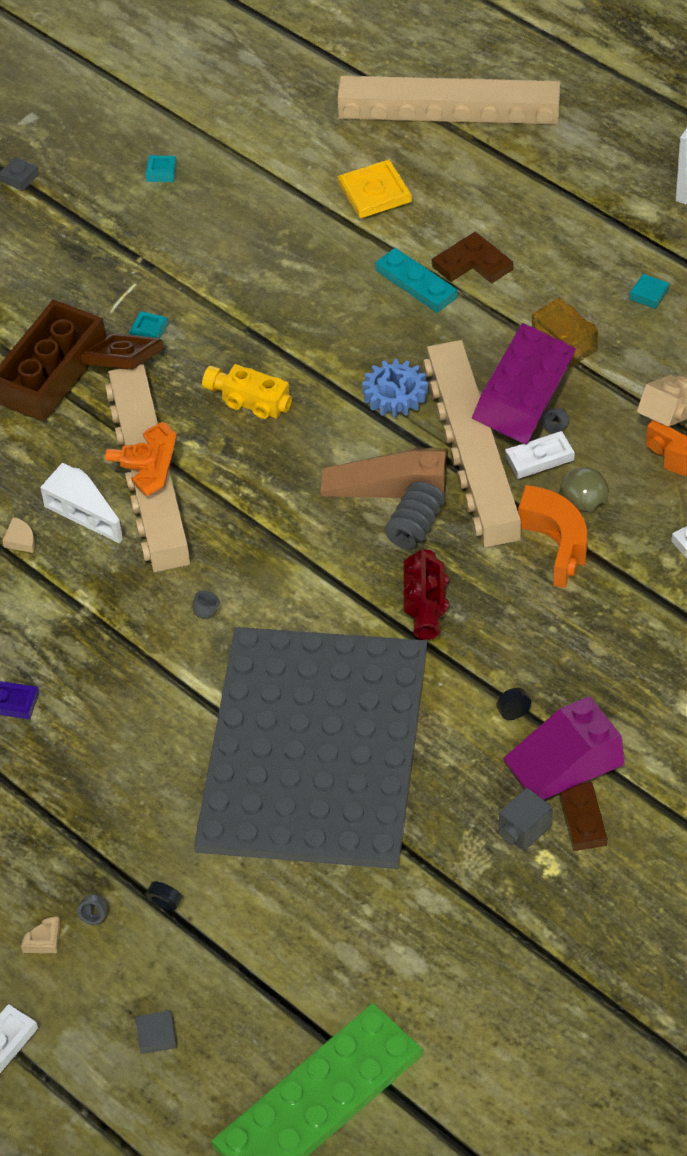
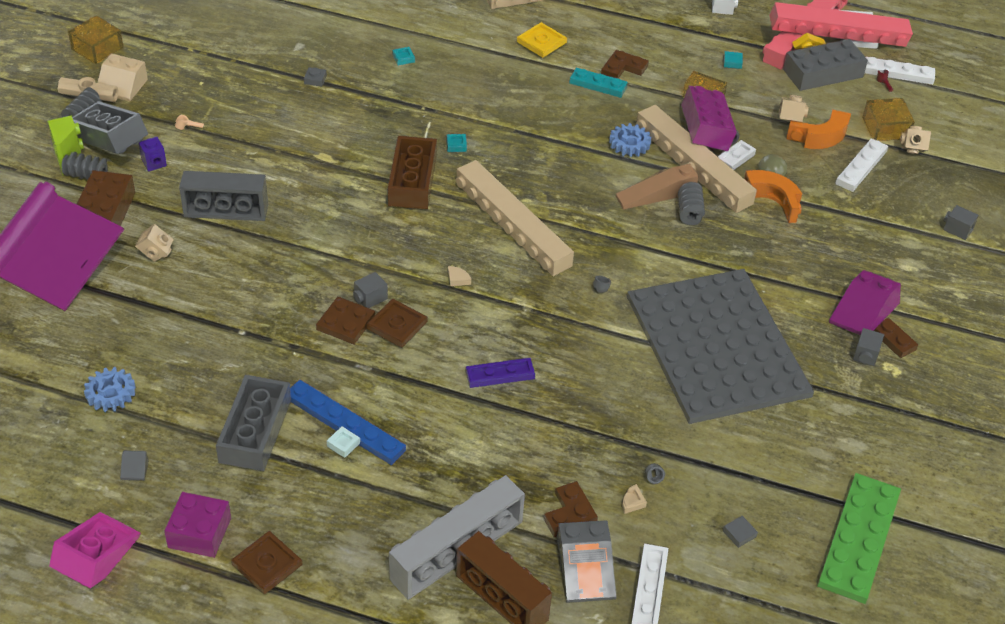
camera: 30 degrees left, 5 degrees down
(77, 498) = (487, 246): white slope -> none
(122, 351) = (455, 156): reddish brown plate -> none
(148, 459) = (520, 208): orange piece -> none
(163, 895) = (692, 451): black tile -> none
(249, 390) = (547, 159): yellow brick -> none
(425, 592) = (726, 243): dark red brick -> none
(513, 703) = (817, 288): black tile -> none

